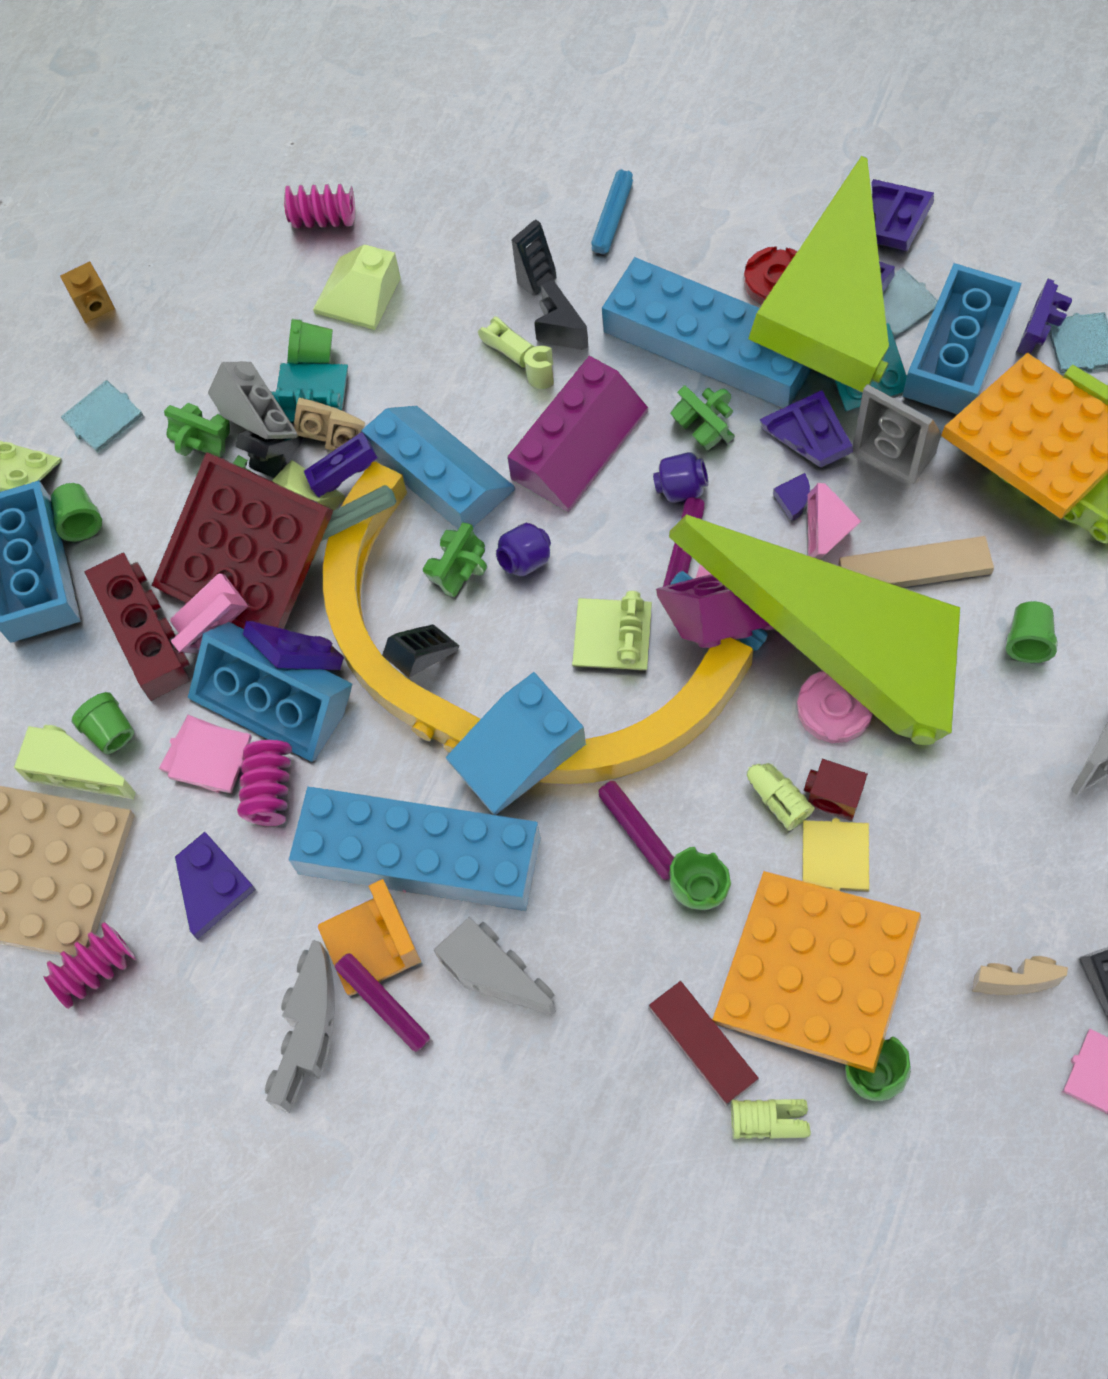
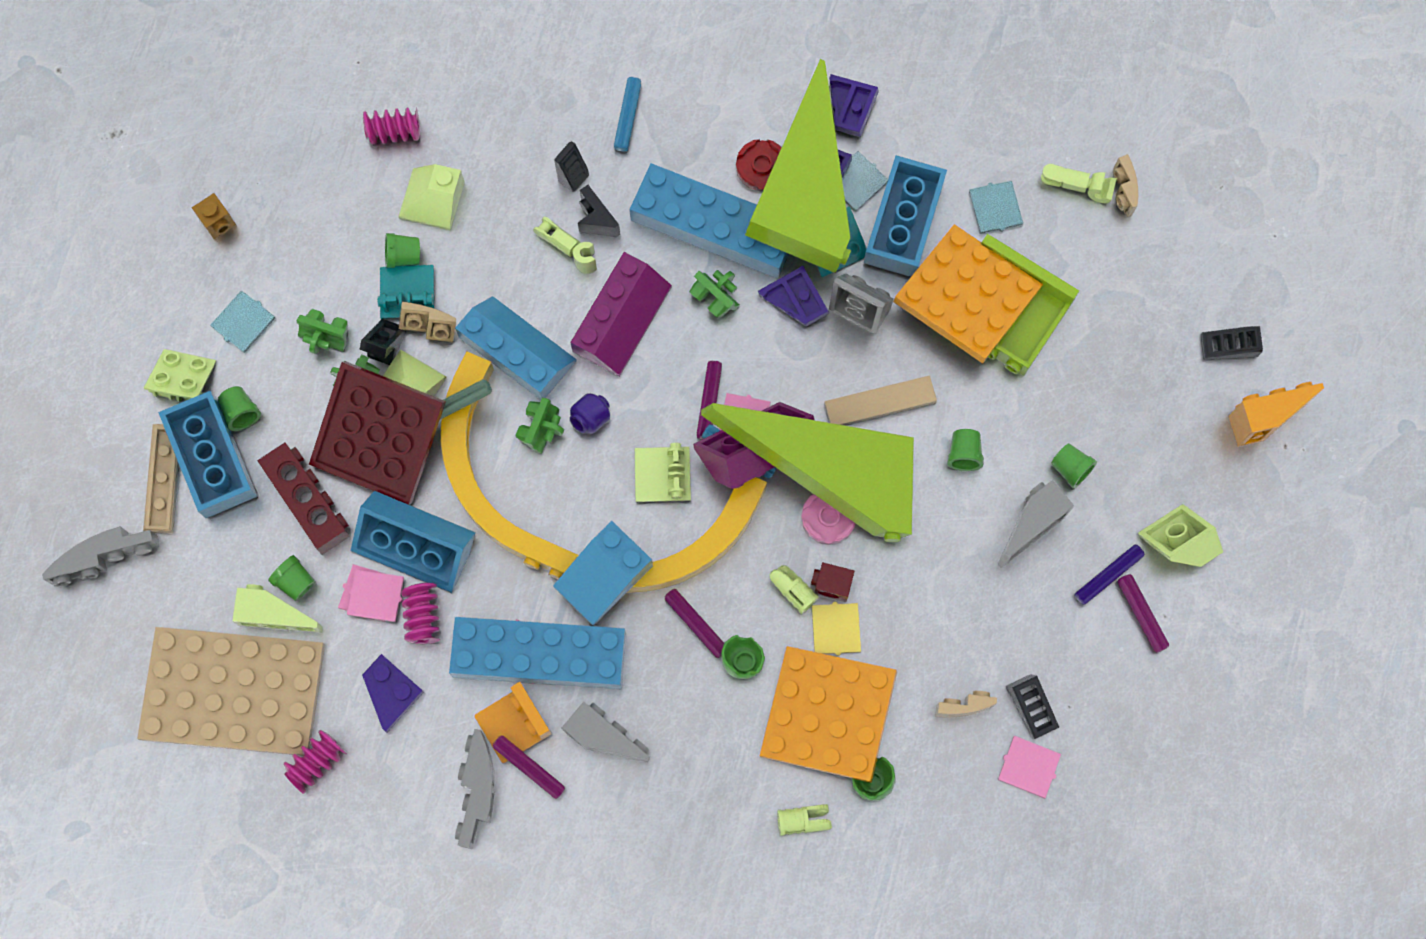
camera: 15 degrees left, 10 degrees up
(208, 609) = (356, 485): bright pink panel -> none
(247, 401) = (363, 309): light grey slope -> none
(293, 649) = (427, 510): dark purple wing -> none
(340, 464) = (442, 357): dark purple plate -> none
(418, 649) = (513, 511): black slope -> none
(681, 477) = (702, 345): dark purple head -> none
(703, 1043) = (754, 771): dark red tile -> none
(793, 496) = (787, 352): dark purple tile -> none
(827, 520) = (814, 376): bright pink slope -> none
(1044, 311) = (965, 185): dark purple plate -> none

